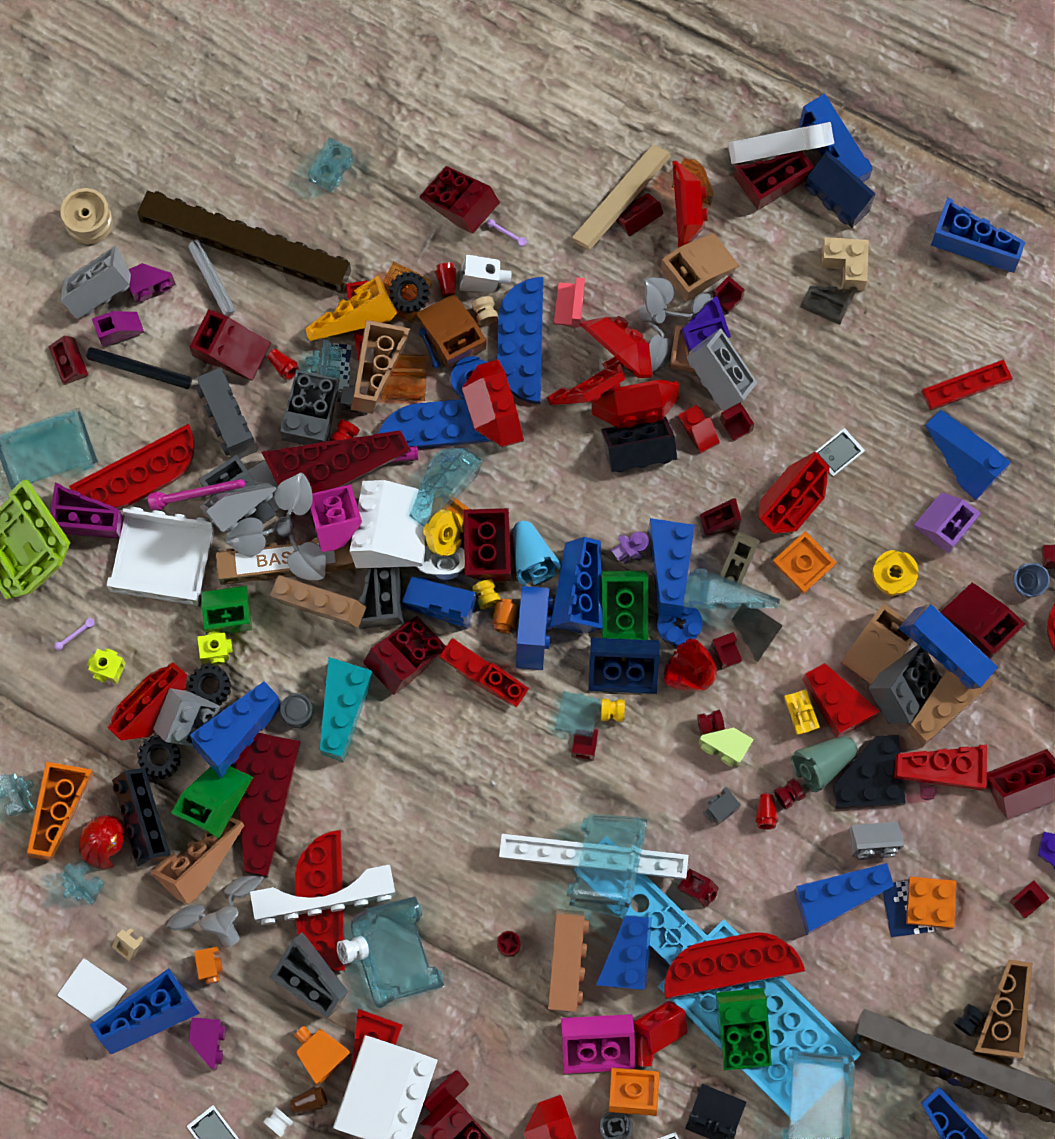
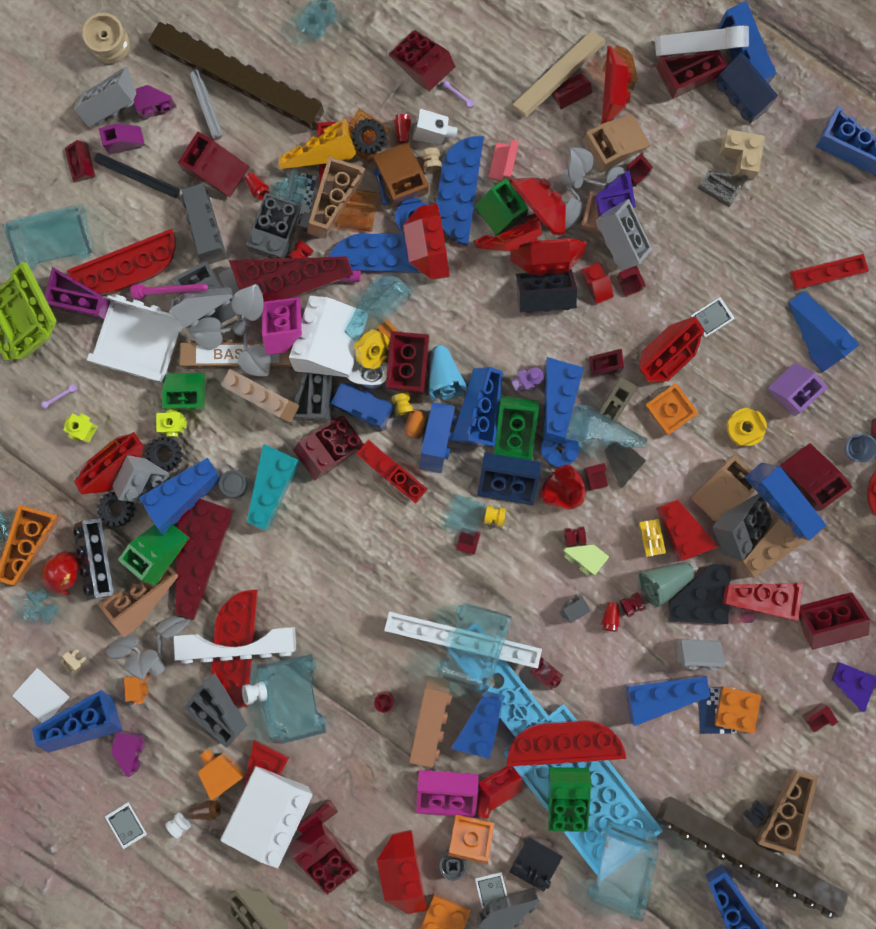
camera: 10 degrees right, 10 degrees up
(574, 355) = (501, 207): none -> green slope

